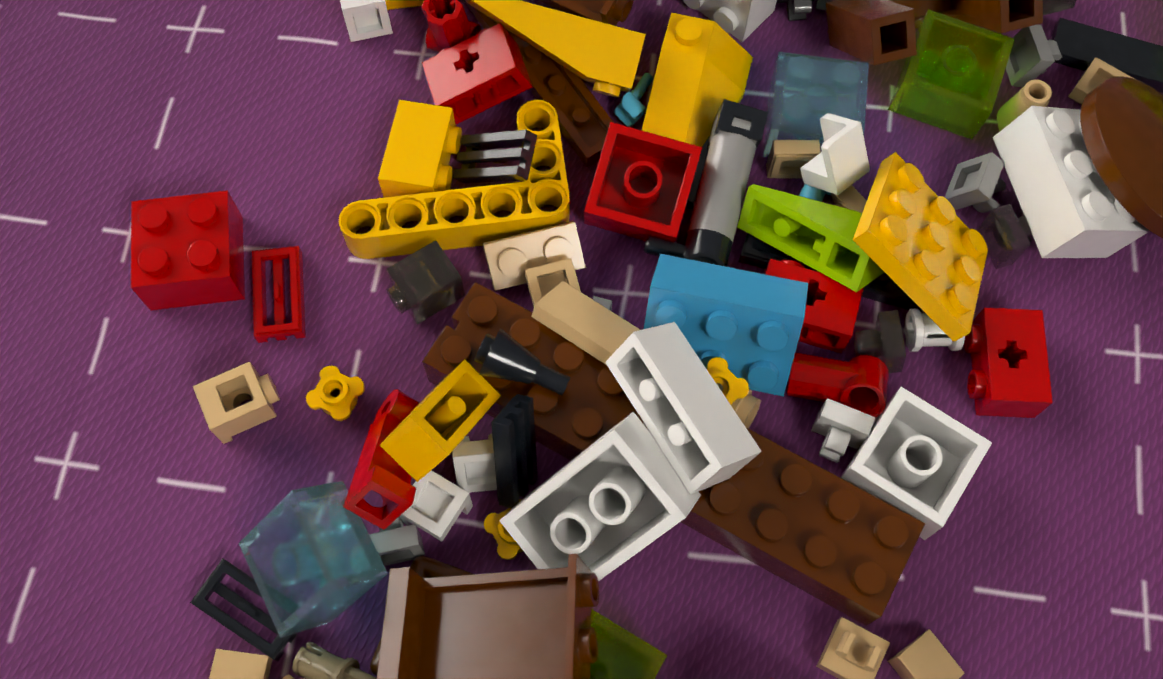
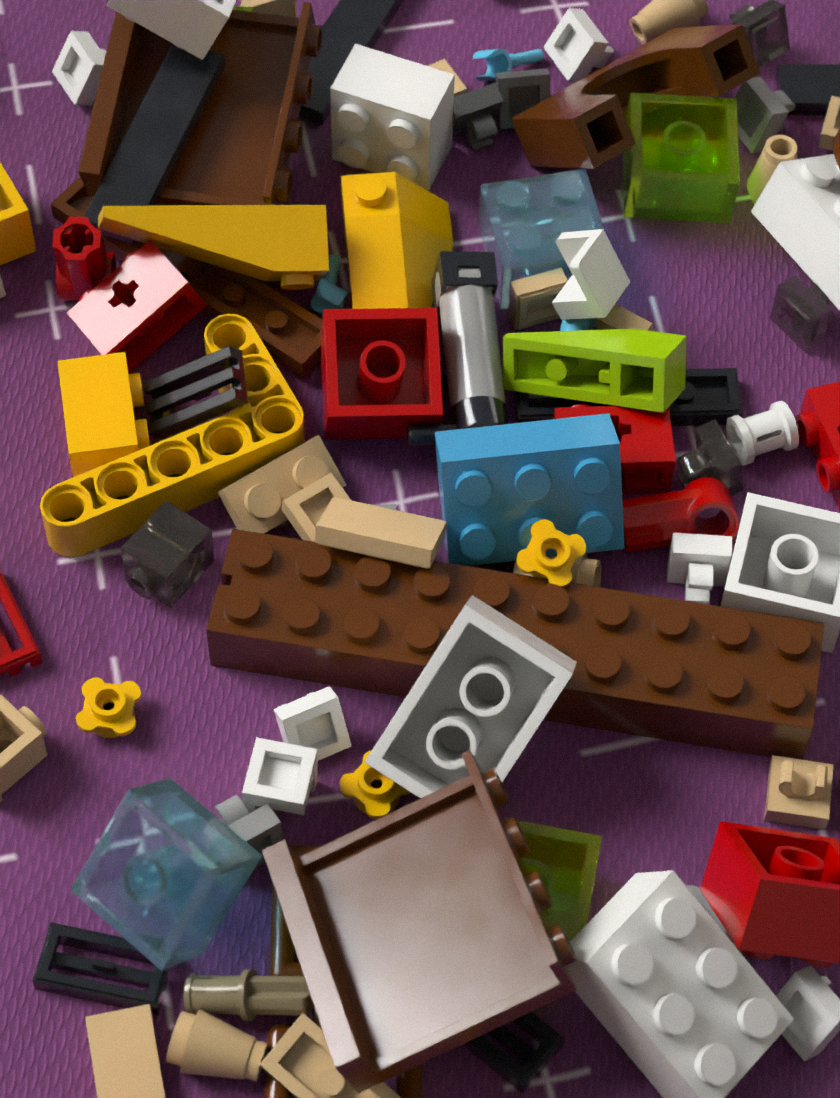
camera: 20 degrees left, 10 degrees down
(379, 471) = (210, 746): red leg -> none
(440, 421) = (258, 679): yellow brick -> none
(509, 360) = (311, 590): black cone -> none
(514, 450) = (350, 691): black tile -> none
(682, 406) = (523, 574): white brick -> none
(923, 245) = (717, 340): yellow plate -> none
(976, 182) = (751, 266): light grey tile -> none

